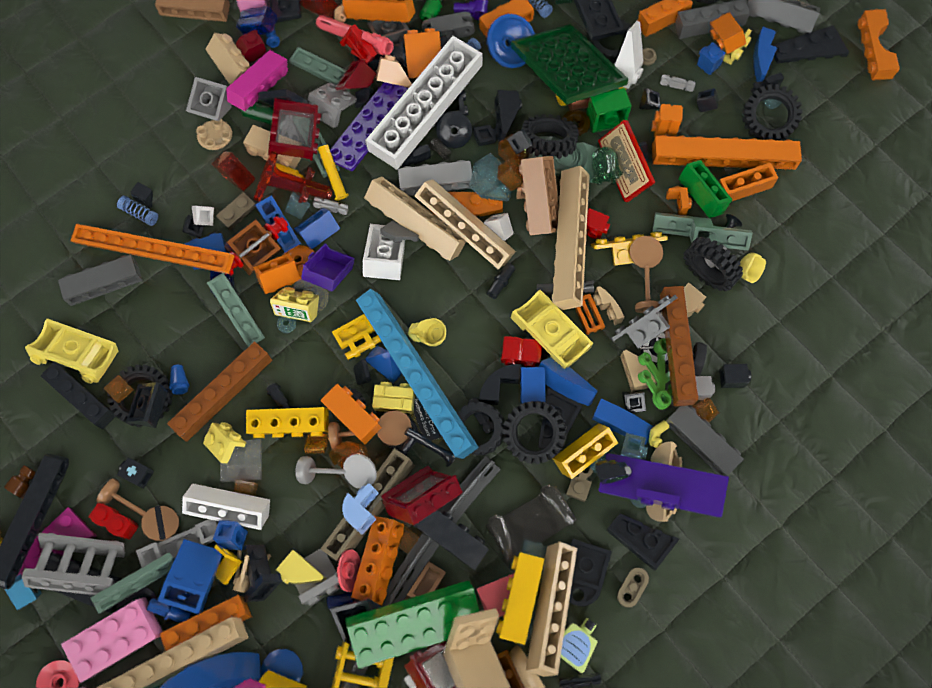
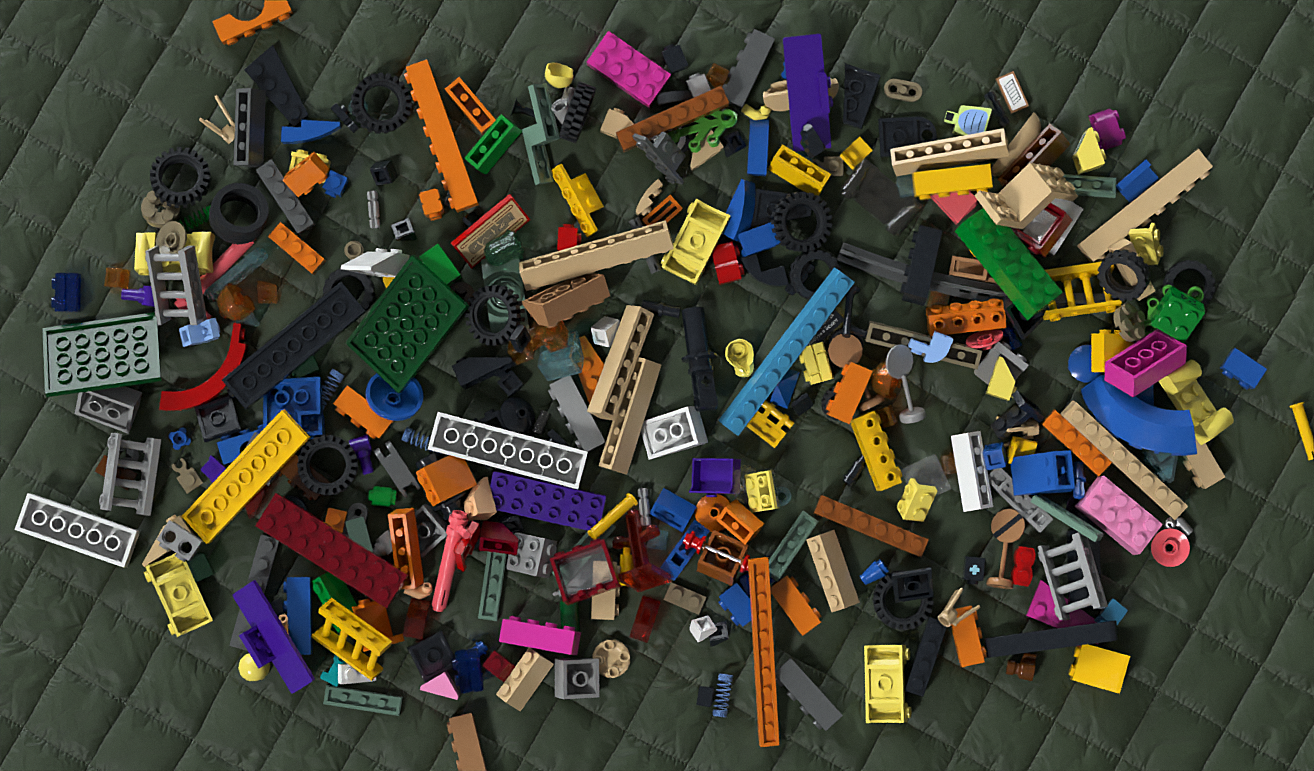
camera: 115 degrees left, 15 degrees up
(77, 441) = (967, 638): none -> orange brick
(99, 425) = (949, 614): none -> tan plant
(118, 389) = (906, 618): clear orange plate -> none
(182, 298) = (795, 604): none -> orange brick
(195, 340) = (832, 571): none -> tan brick
(284, 94) = (554, 597): black plate -> none
(398, 233) = (652, 425): dark grey tile -> none
(420, 495) = (899, 299): dark red window -> none
(443, 294) = (699, 359): none -> black piece
(584, 513) = (856, 152): none -> yellow bracket
(634, 446) = (780, 128): clear light blue brick -> none
(646, 253) = (585, 179): medium nougat piece -> none
(683, 201) = (510, 161): orange bracket -> none
(738, 329) = (628, 69): none -> dark pink brick

